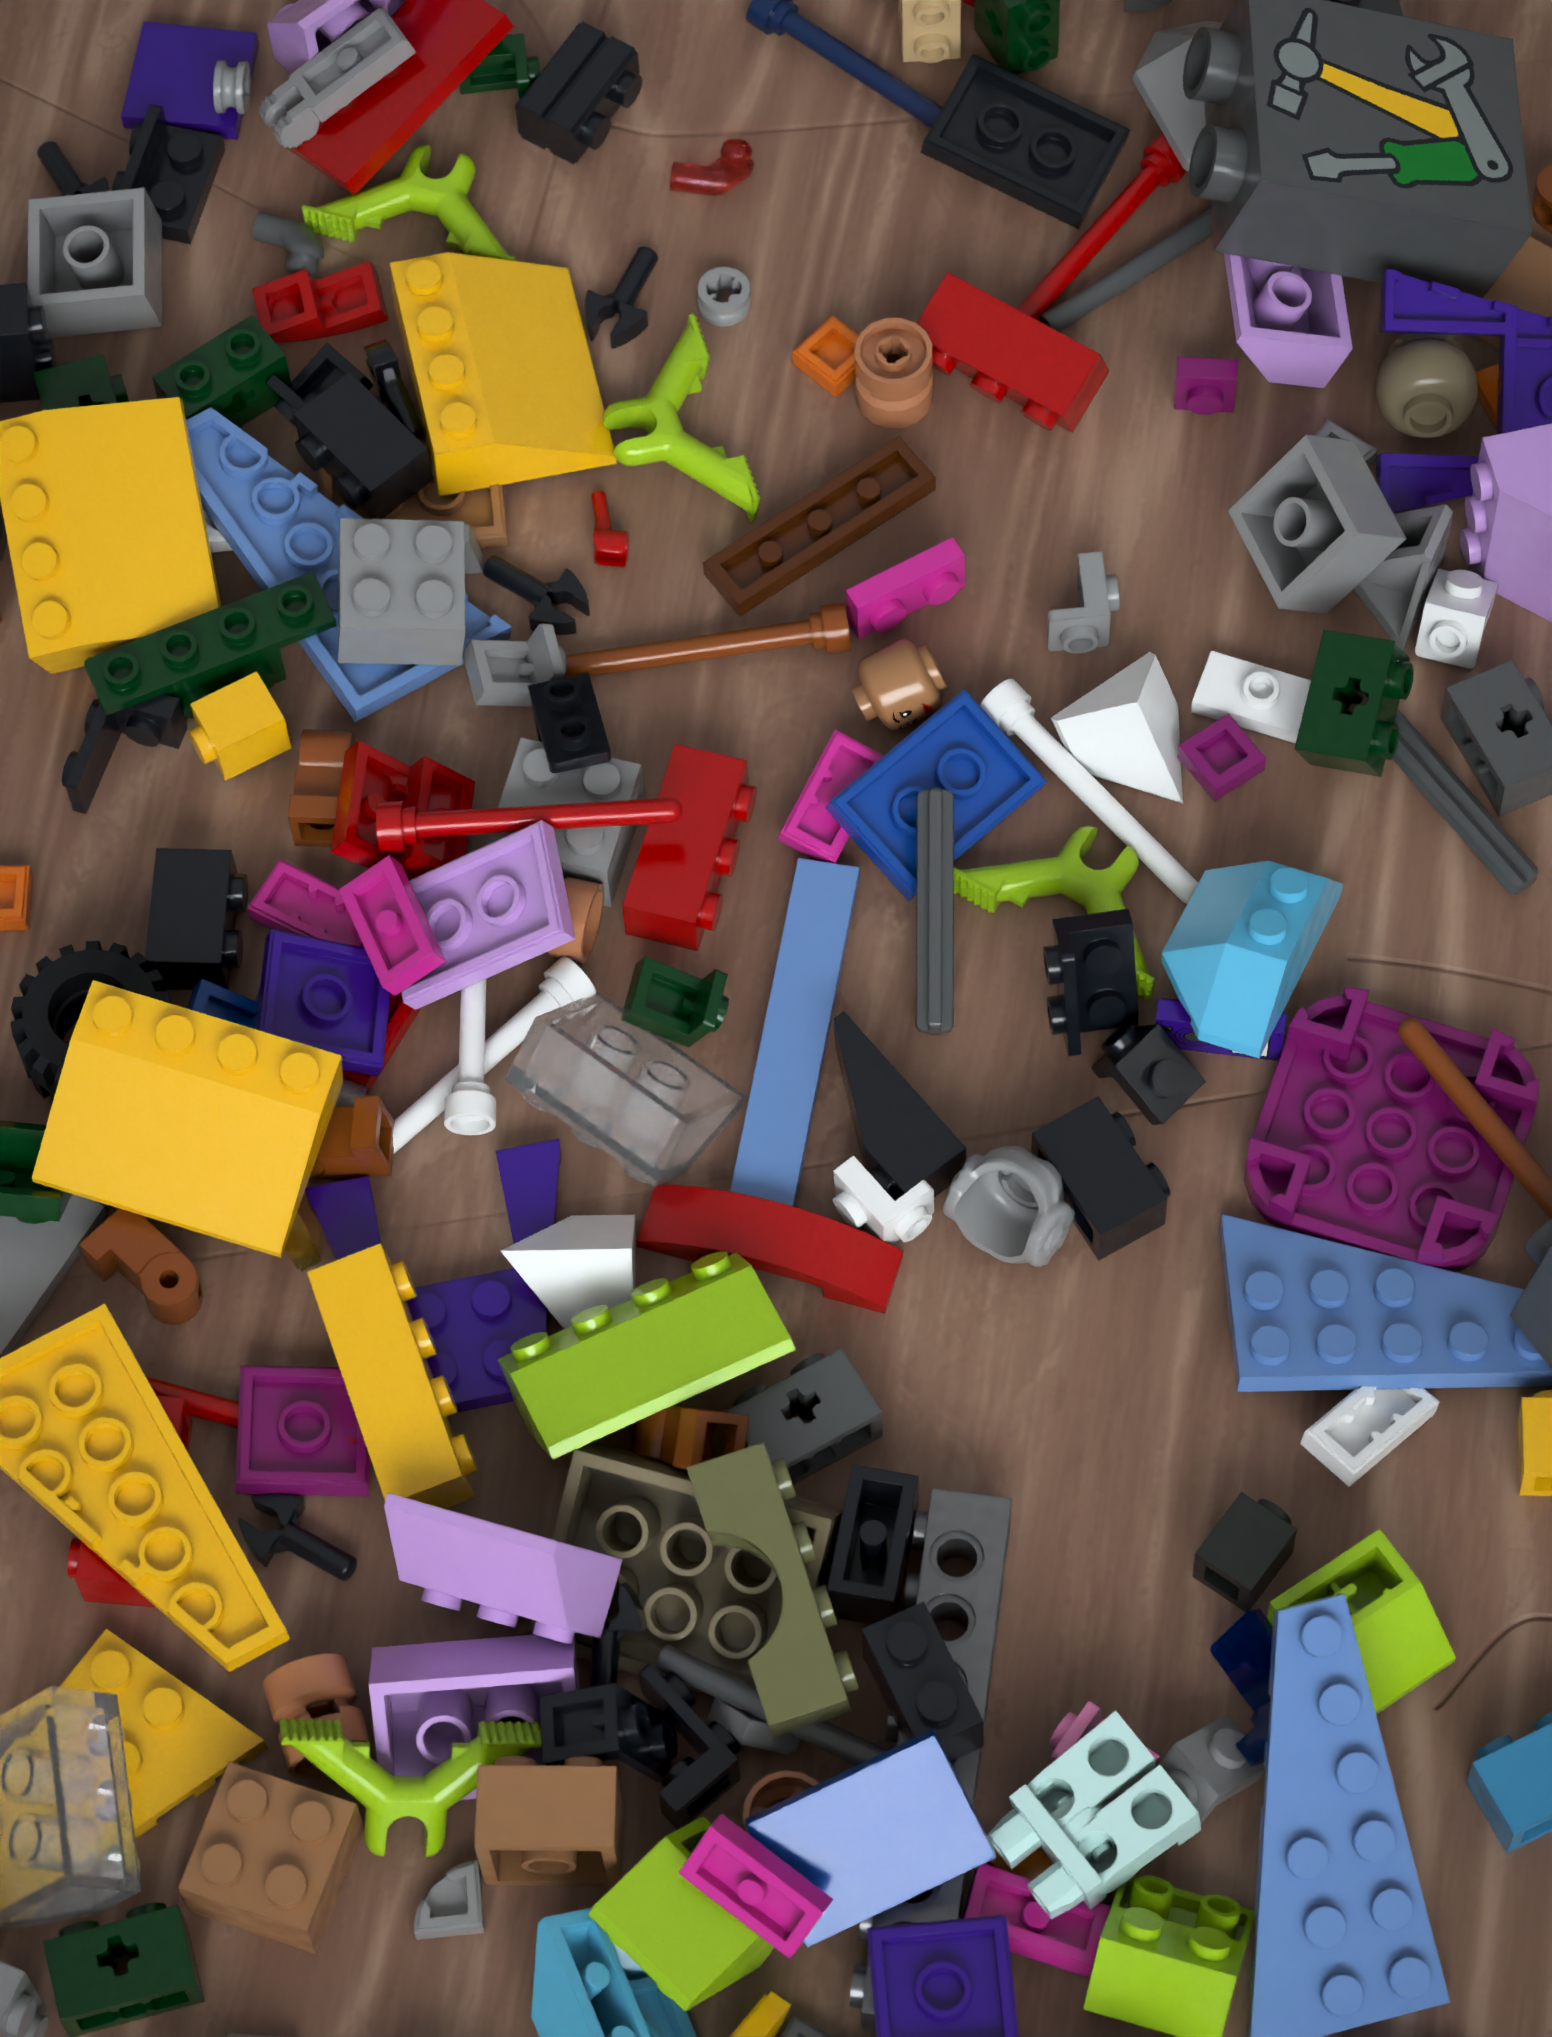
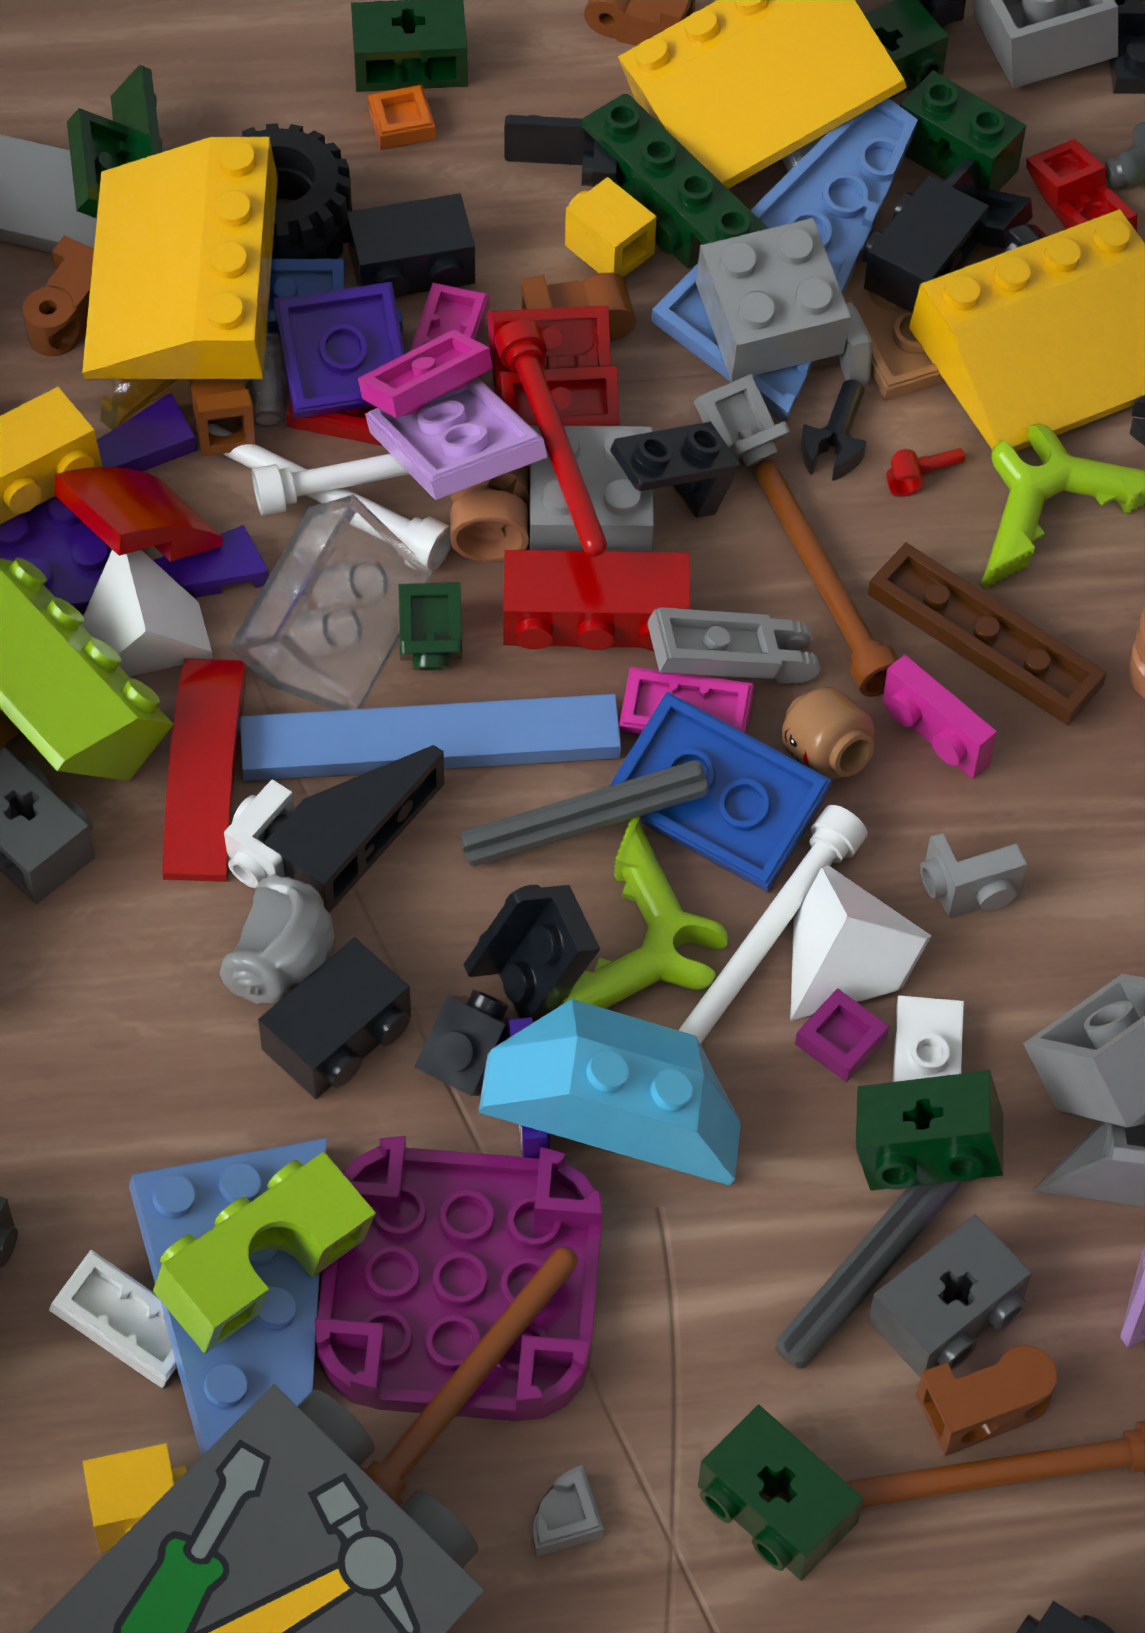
camera: 70 degrees right, 5 degrees down
(469, 1239) = (135, 512): none -> red slope
(784, 741) = (732, 645): none -> light grey hinge
(1376, 1315) = (305, 1213): none -> lime arch
(1455, 617) = (1087, 1221): white bracket -> none

